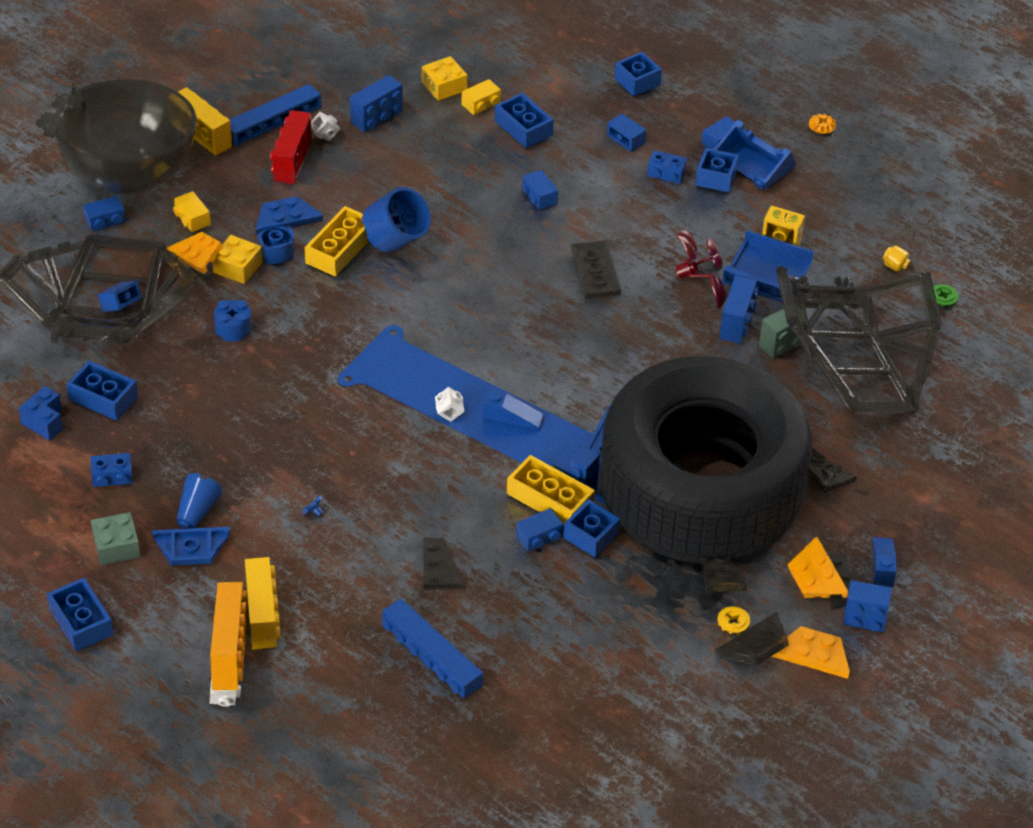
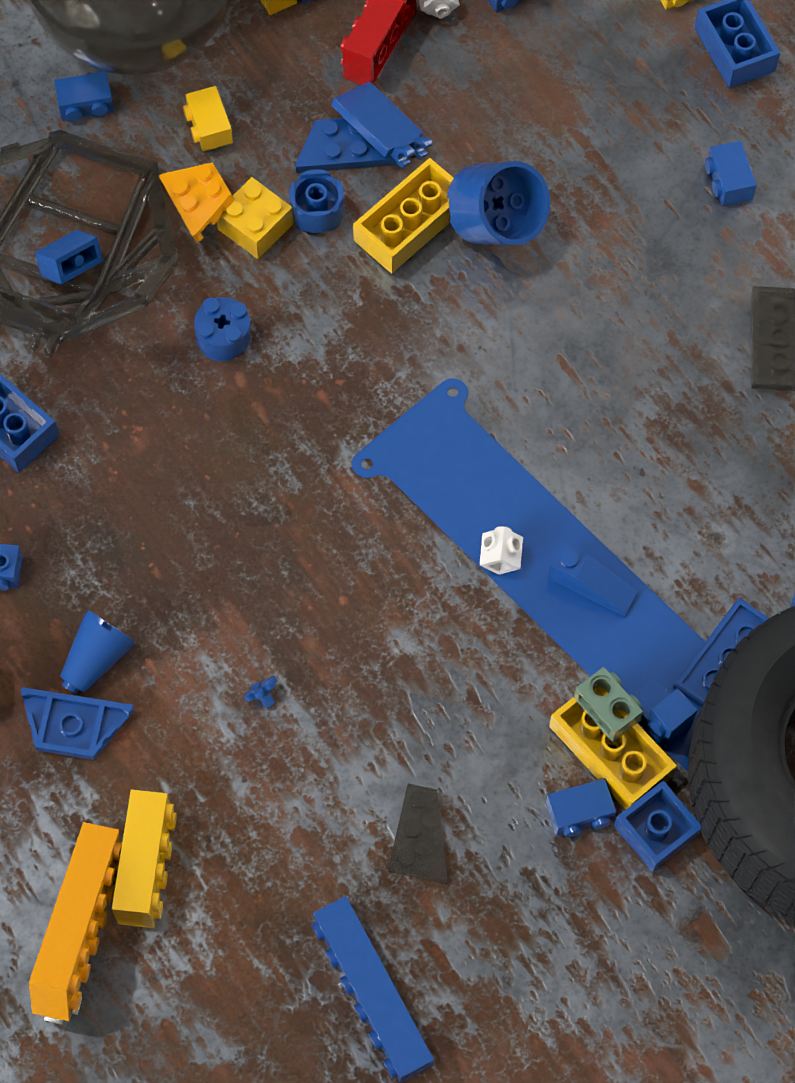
camera: 15 degrees right, 20 degrees up
(307, 197) = (382, 123): none -> blue tile
(542, 462) = (602, 707): none -> sand green brick

